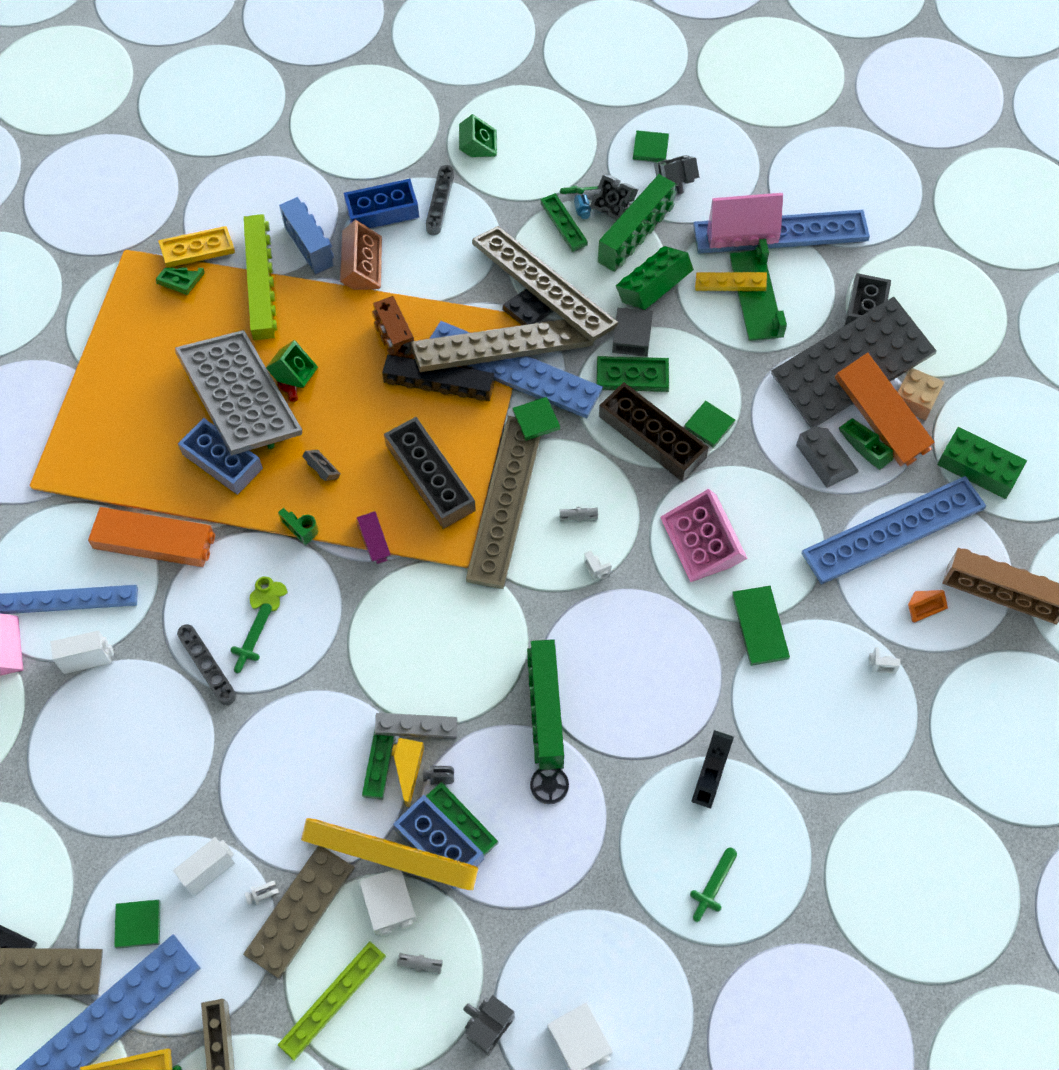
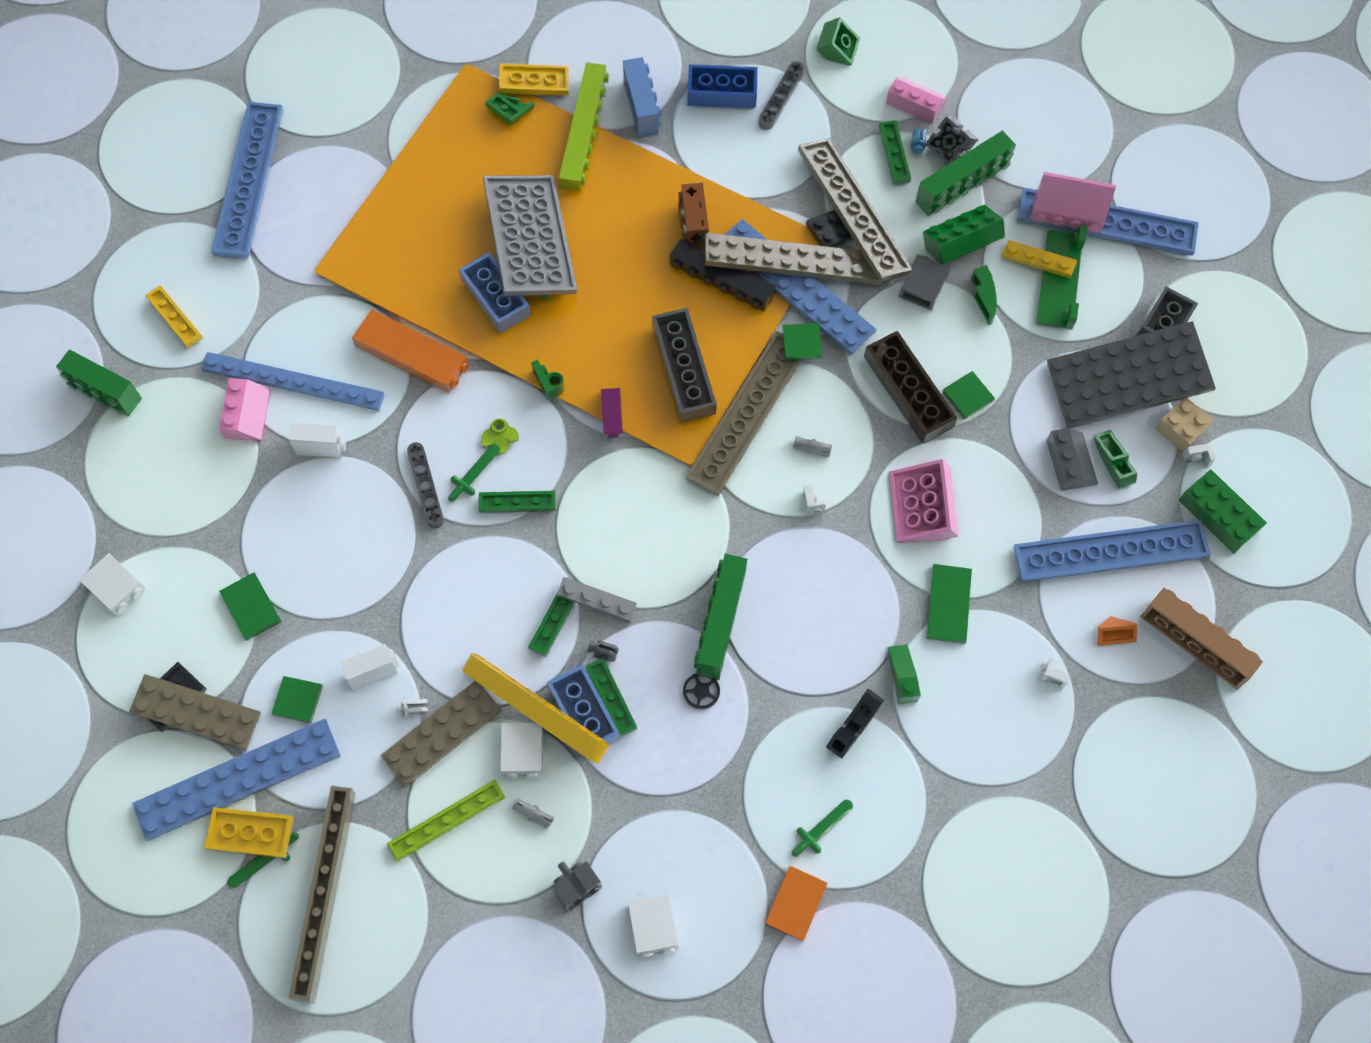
camera: 15 degrees right, 5 degrees up
(59, 842) = (250, 606): none -> green tile
(291, 390) = (579, 244): red arm -> none
(292, 365) = (587, 224): green slope -> none
(305, 653) = (517, 501): none -> green plate
(321, 465) = (585, 328): dark grey plate -> none
(361, 257) = (686, 134): nougat slope -> none
(408, 759) = (579, 628): yellow slope -> none
(566, 170) = (915, 99): none -> bright pink slope
(576, 189) = (918, 122): green sword -> none
(637, 372) = (912, 323): green tile -> none
(650, 146) = (1008, 97): green tile -> none
(678, 170) = (1024, 130): dark grey brick -> none
(692, 325) = (985, 292): none -> green slope
(715, 969) = (796, 903): none -> orange tile
(742, 707) = (904, 674): none -> green slope
(884, 410) = (1143, 431): orange brick -> none
(942, 414) = (1200, 452): none -> white bracket

